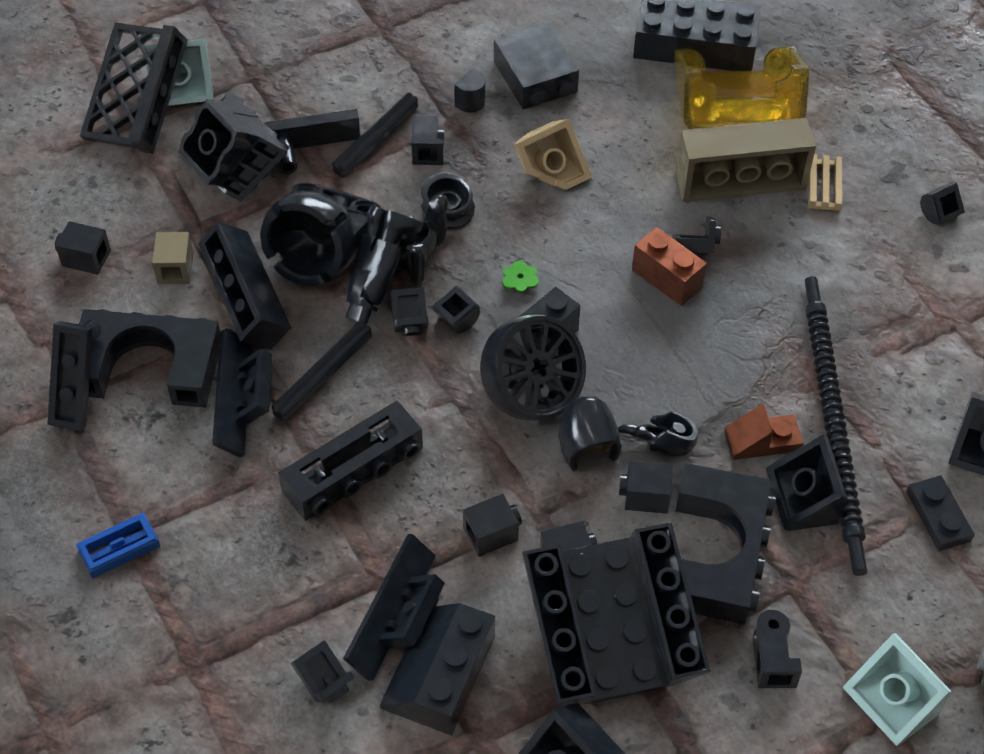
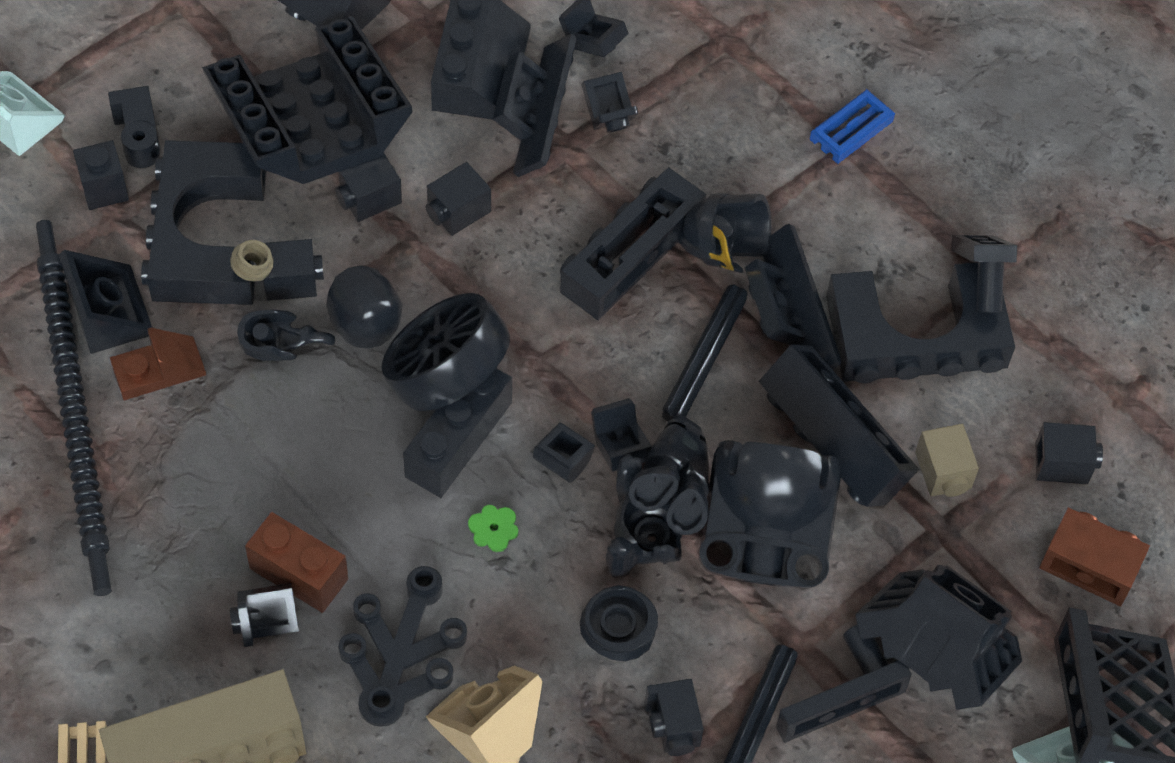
camera: 165 degrees right, 5 degrees up
(100, 182) = (1095, 556): none -> copper brick
(276, 449) = (727, 228): none -> black helmet
(331, 590) = (609, 102): none -> black bracket
(617, 186) = (400, 652): none -> black plant
(677, 461) = (256, 252): none -> dark tan plate
(809, 599) = (101, 175): none -> black brick

